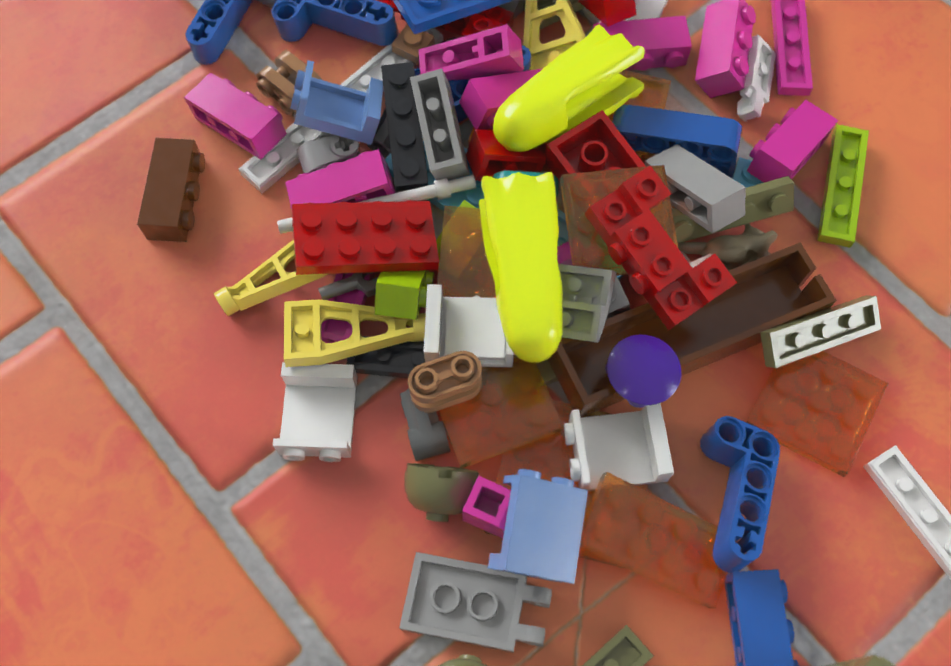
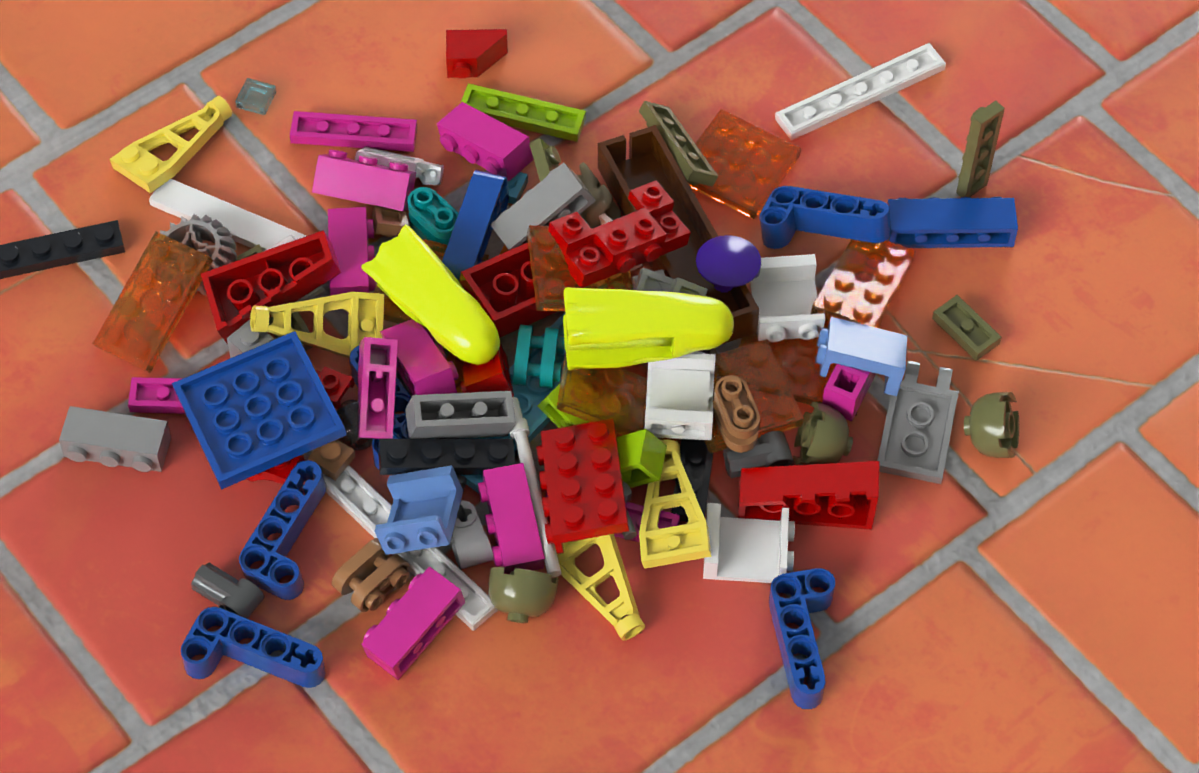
camera: 90 degrees left, 10 degrees down
(171, 190) = (498, 685): reddish brown brick -> none
(198, 466) = (801, 640): none -> blue beam
(262, 199) = (521, 593): none -> olive cylinder
(369, 475) = (815, 493): none -> red wedge
(682, 75) = (388, 221): none -> medium nougat plate
(696, 97) = (431, 215): none -> teal brick
(913, 134) = (473, 51): none -> red slope

